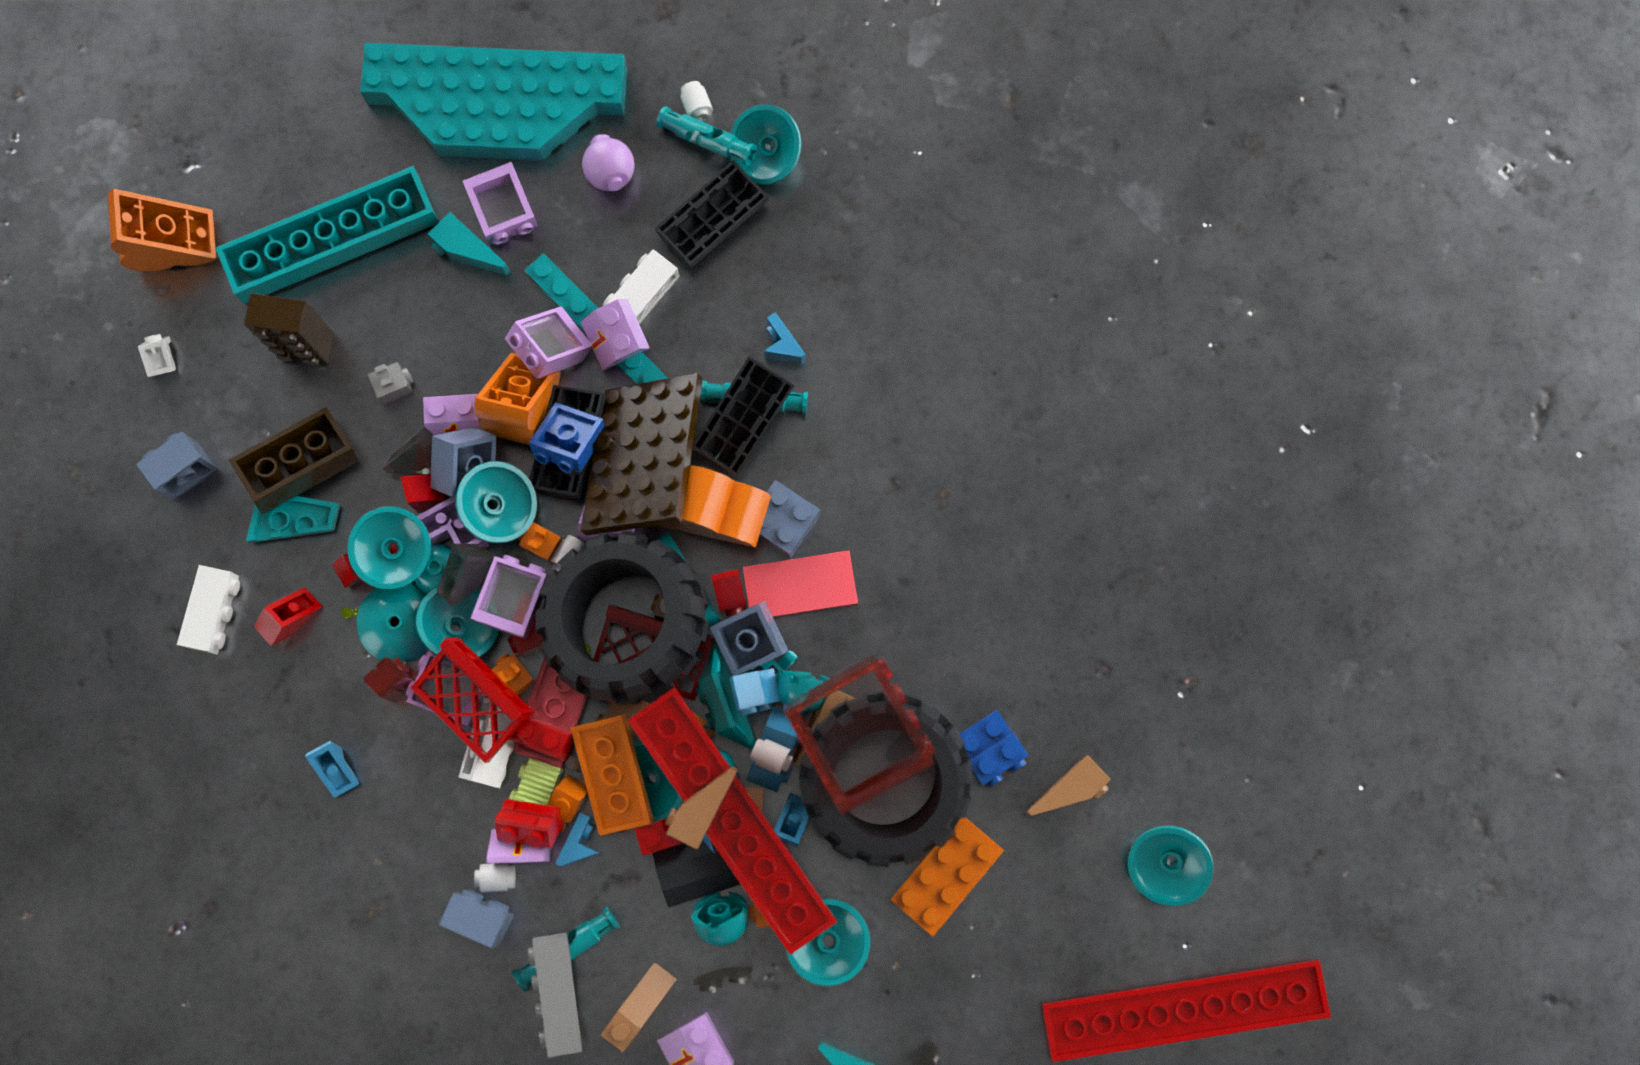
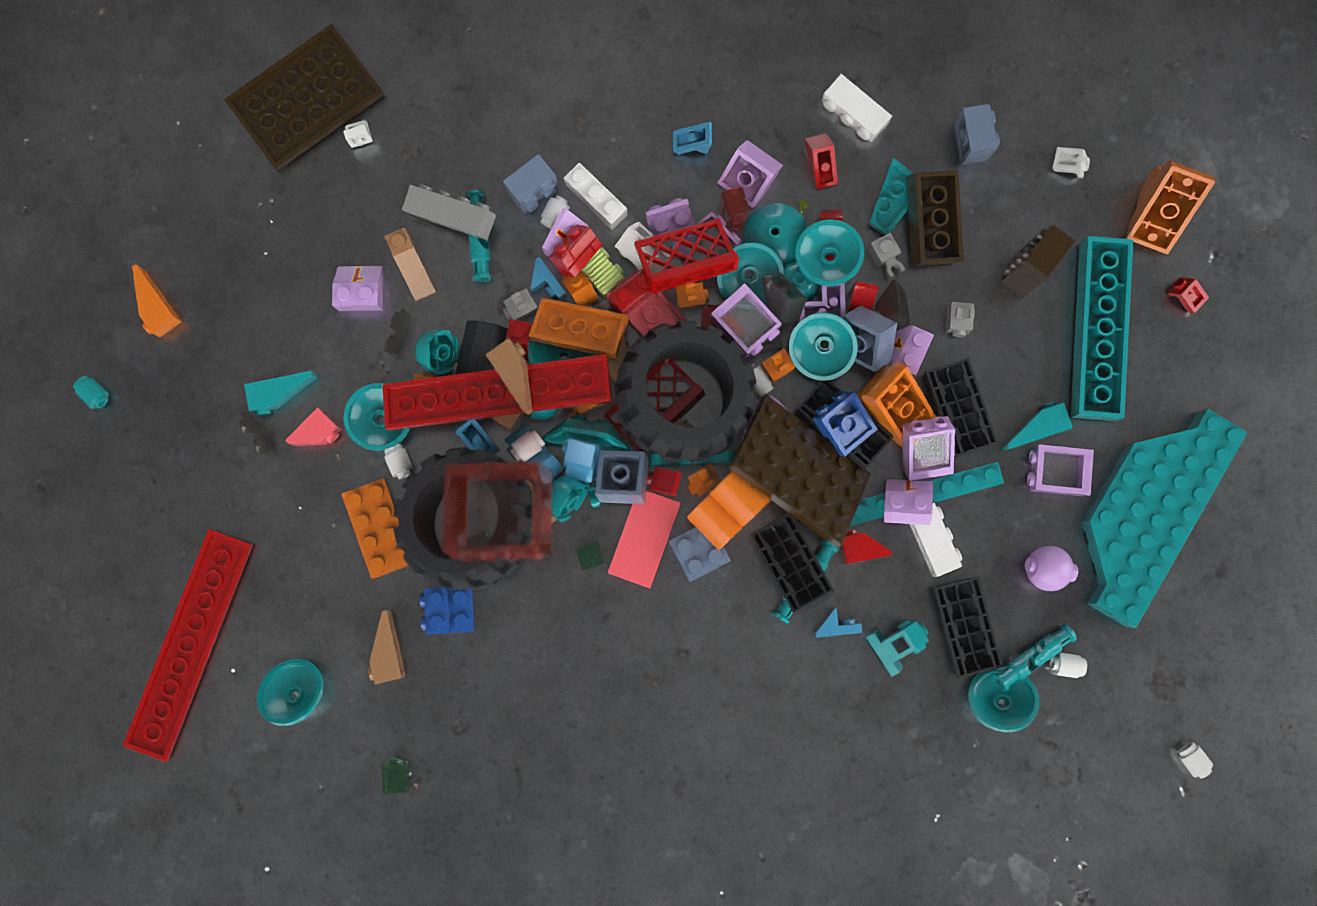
camera: 120 degrees right, 5 degrees up
(243, 169) = (1189, 293): none -> red bracket
(339, 686) = (752, 171): none -> lavender slope
(358, 495) = (885, 252): none -> light grey brick
(438, 745) = (669, 217): none -> lavender bracket
(453, 841) = (595, 196): none -> white brick
(480, 336) = (959, 398): none -> black piece
(622, 856) = (520, 306): none -> light grey brick
(688, 356) = (861, 547): none -> red slope
(706, 555) = (703, 480): none -> orange brick
(748, 260) = (913, 633): none -> teal tile
(850, 629) = (590, 556): none -> clear green brick
(864, 892) = (398, 461): none -> white brick
(880, 1005) = (315, 430): none -> coral slope
(1190, 704) = (395, 776): none -> clear green brick

